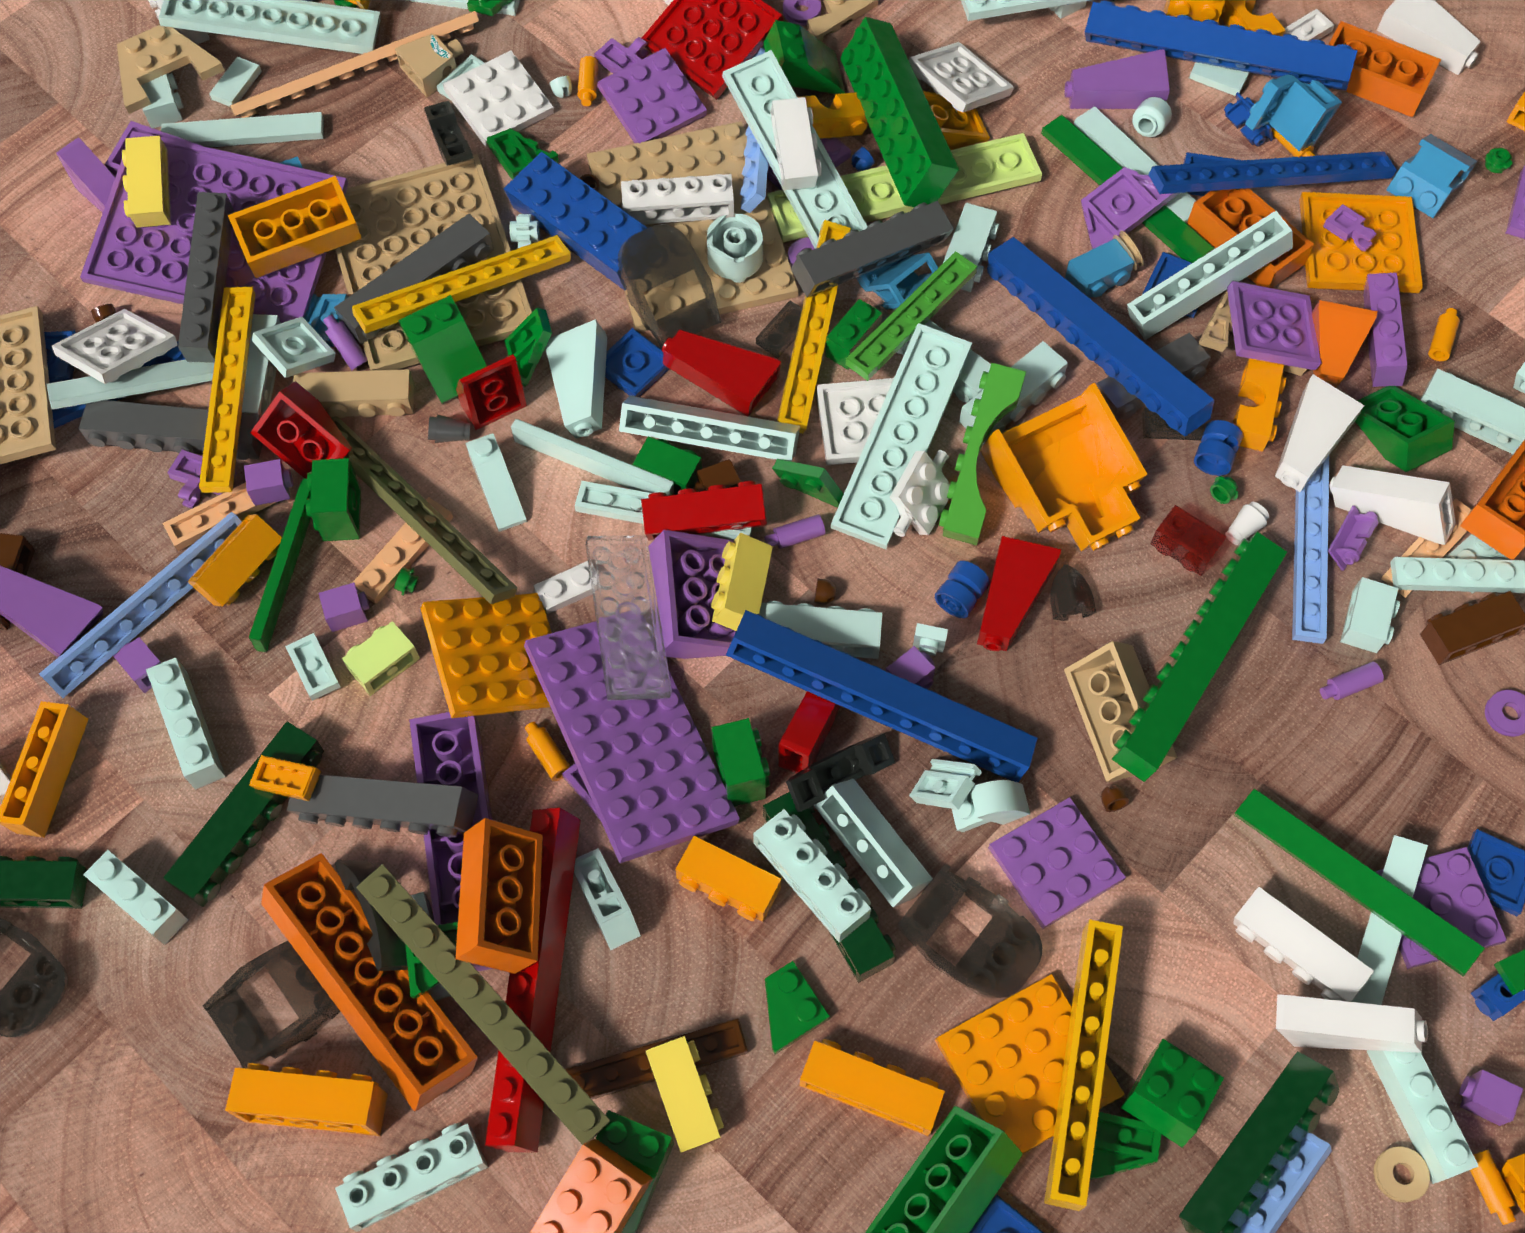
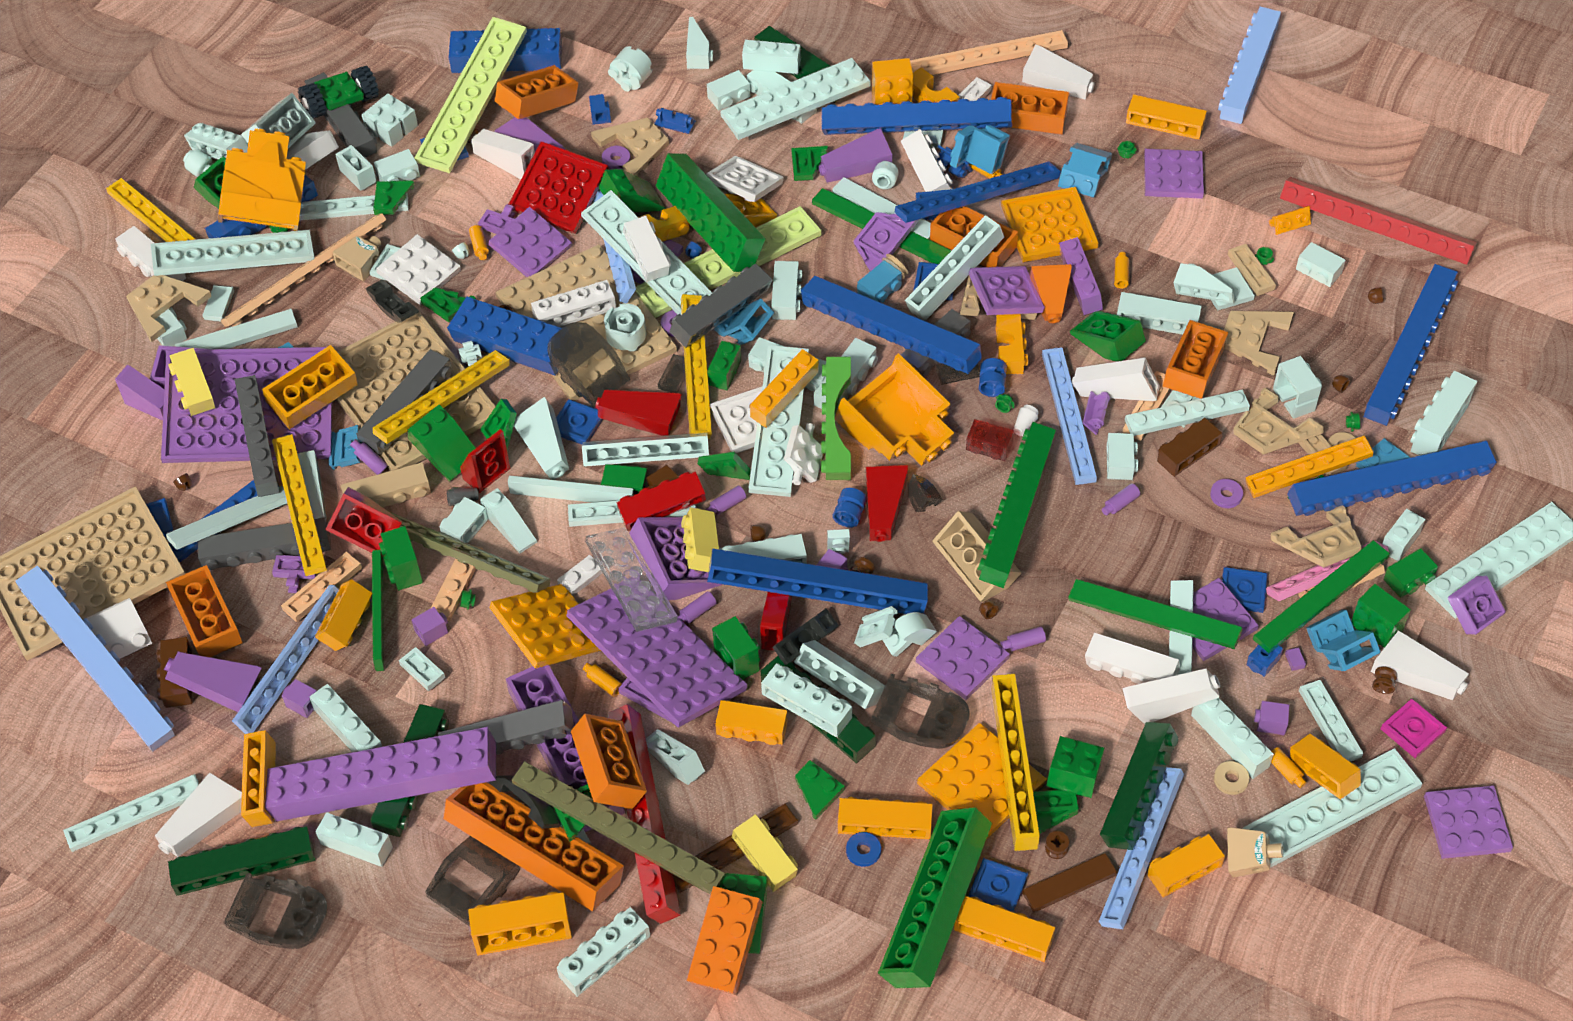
camera: 15 degrees left, 10 degrees down
(59, 507) = (204, 612): none -> orange brick
(115, 346) = (203, 498): white plate -> none
(197, 817) = (381, 774): none -> medium lavender brick
(268, 482) = (349, 558): medium lavender brick -> none
(285, 778) = (432, 730): light orange plate -> none
(293, 347) = (335, 467): light aqua plate -> none
(380, 658) = (468, 651): yellowish green brick -> none
(437, 468) = (464, 520): none -> light aqua brick
(707, 681) = (697, 608): none -> medium lavender cylinder
(832, 1107) = (863, 860): none -> blue piece
(916, 309) = (757, 347): bright green plate -> none
(920, 392) = (784, 388): none -> light orange brick
(952, 686) = (863, 565): none -> reddish brown wheel
(1051, 72) = (807, 161): none -> green wing
(1102, 1212) = (1055, 850): none -> reddish brown wheel
(1153, 860) = (1024, 639): none -> medium lavender cylinder
(1212, 112) = (925, 162): none -> white brick
(1317, 428) = (1054, 348): white slope -> none
(1347, 224) = (1037, 214): medium lavender plate -> none

